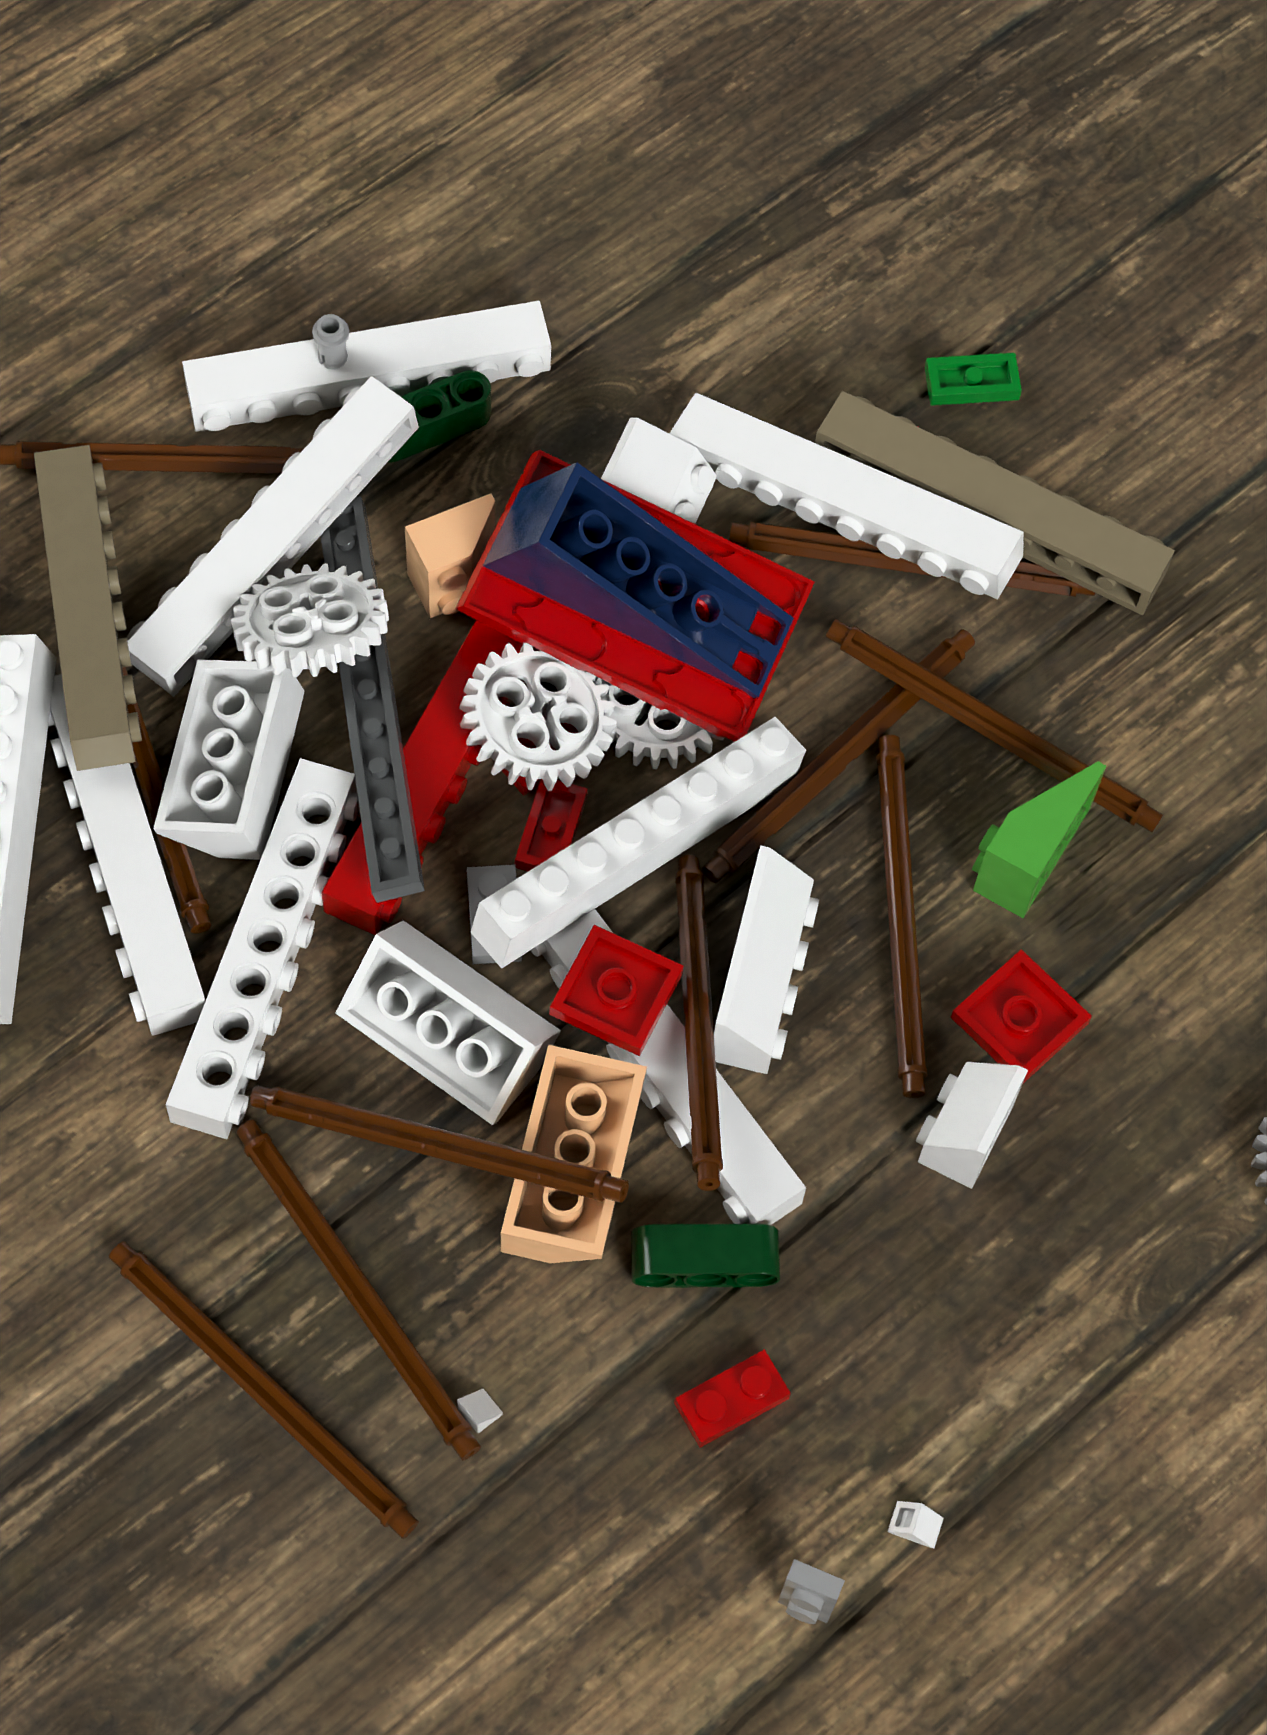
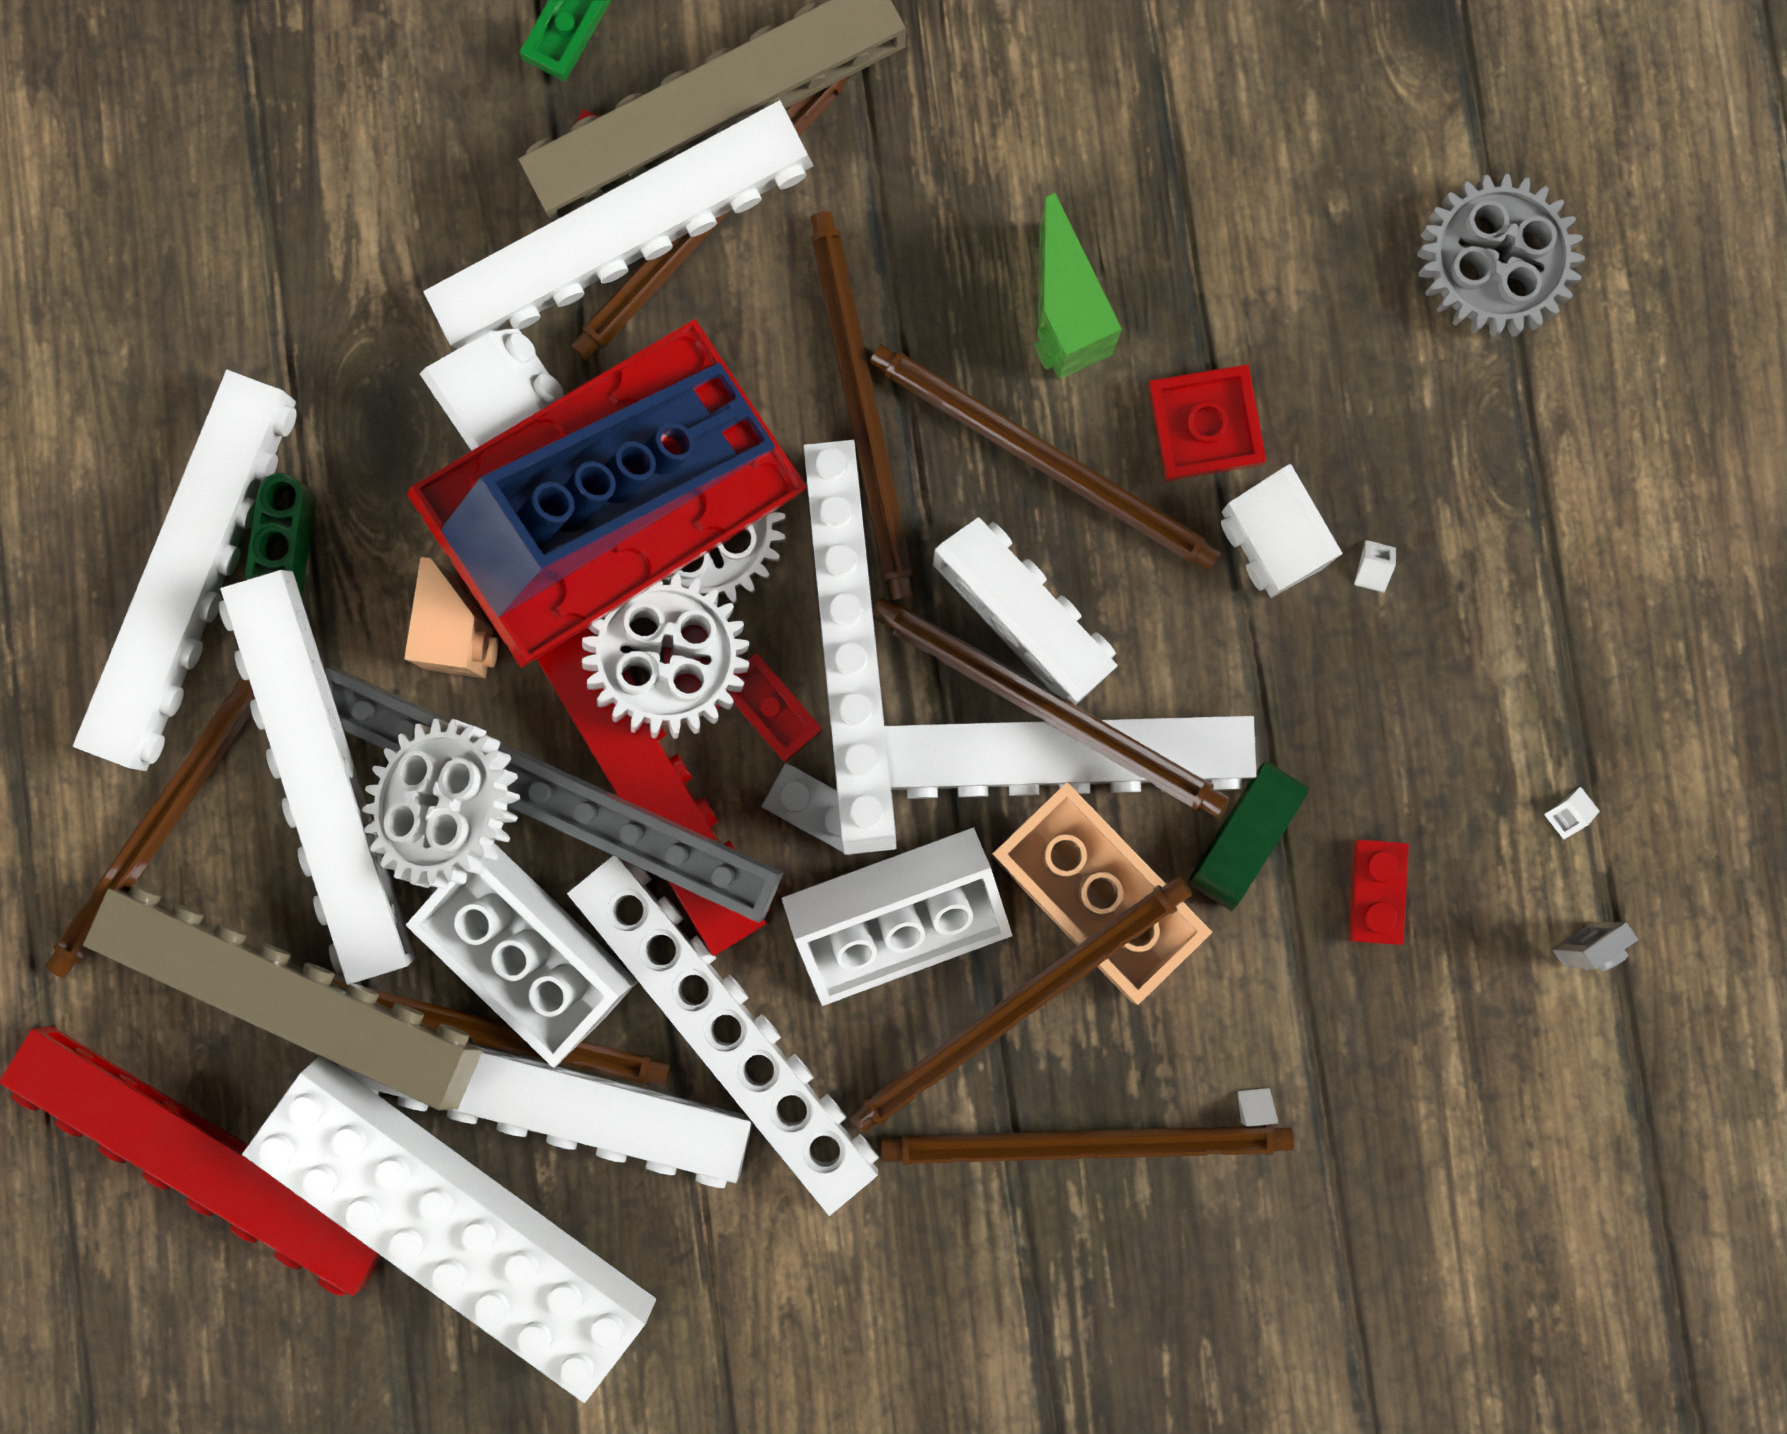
camera: 50 degrees left, 20 degrees up
(264, 1390) = (1125, 1278): reddish brown piece -> none
(331, 336) = (148, 597): light grey pin -> none
(616, 990) = (980, 761): red plate -> none
(987, 721) = (920, 258): reddish brown piece -> none
(1005, 1227) = (1375, 566): none -> white piece

